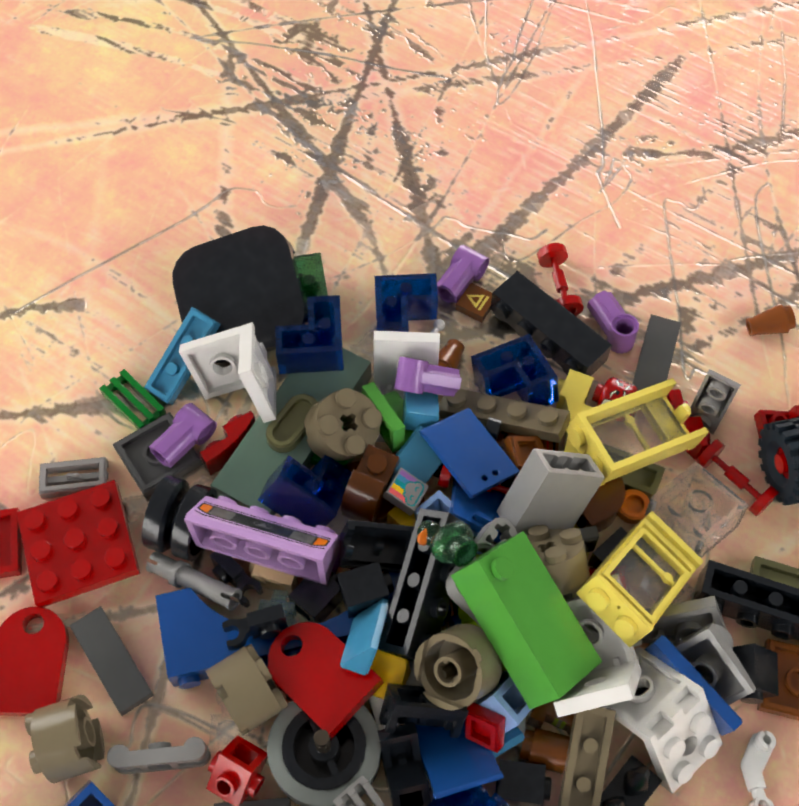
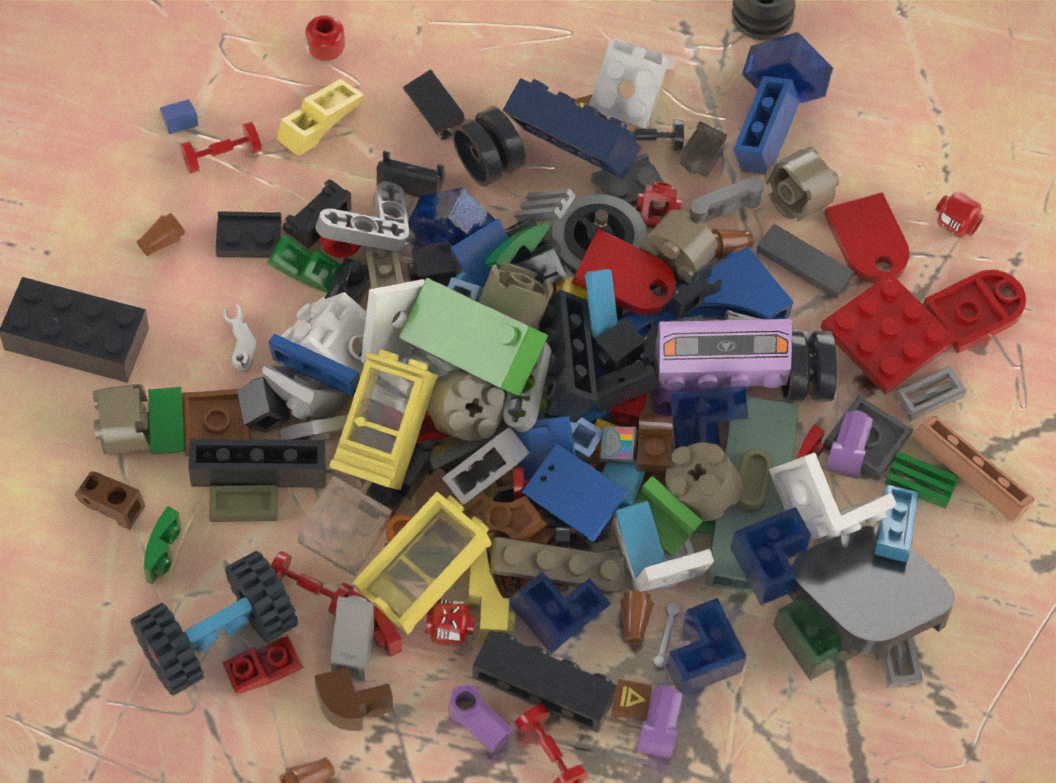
camera: 155 degrees right, 0 degrees up
(82, 391) = (973, 468): none -> nougat brick
(183, 706) = (731, 241): none -> dark orange cone
(419, 758) = (521, 242): none -> green slope
(420, 377) = (652, 548): medium lavender piece -> none
(450, 543) = (555, 361): clear green animal -> none
(485, 727) = (473, 277): red tile -> none
(656, 352) = (421, 696): dark grey tile -> none
(726, 359) = (346, 707): none -> reddish brown brick

